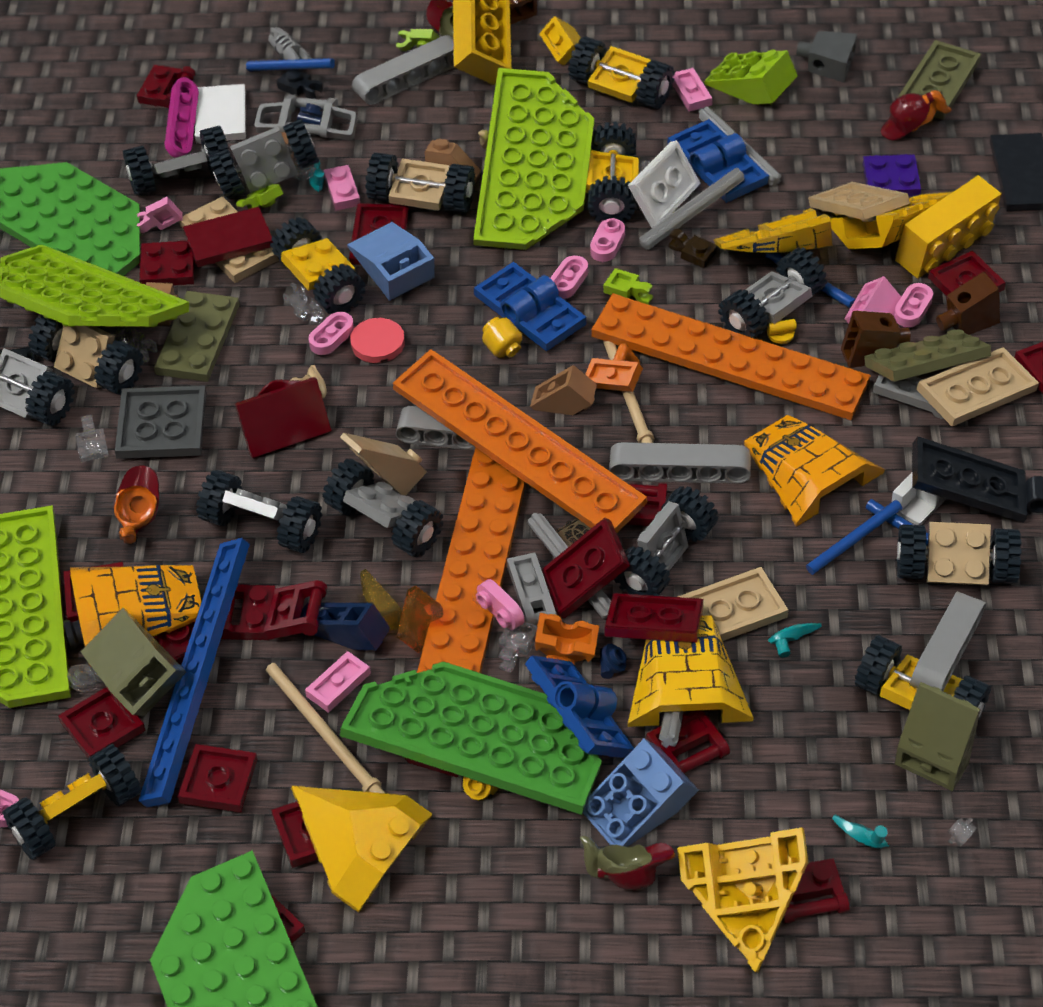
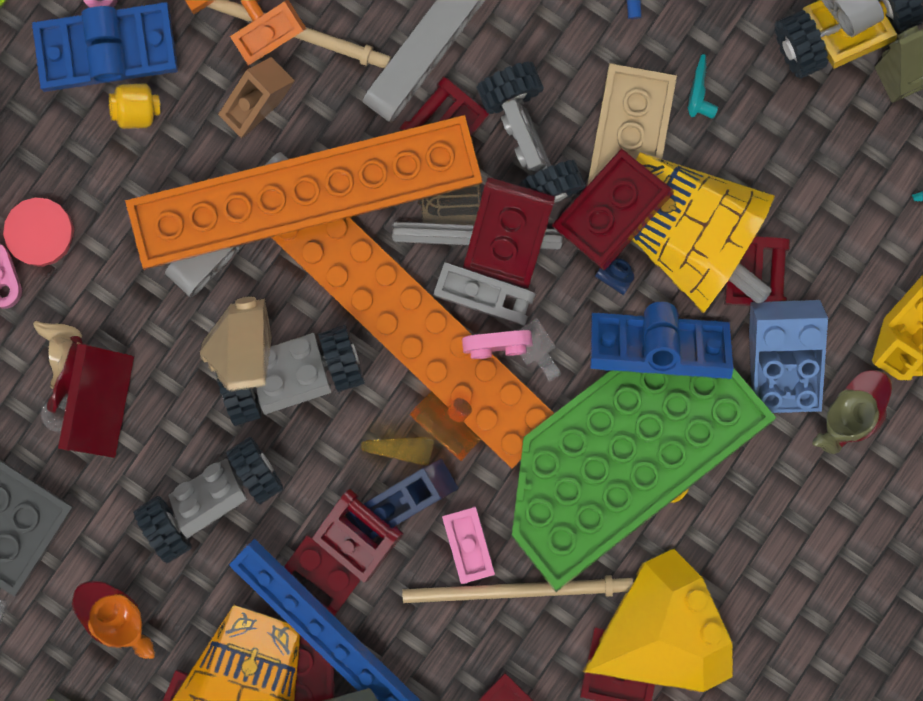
camera: 55 degrees left, 35 degrees up
(564, 640) = (571, 302): orange cylinder -> none

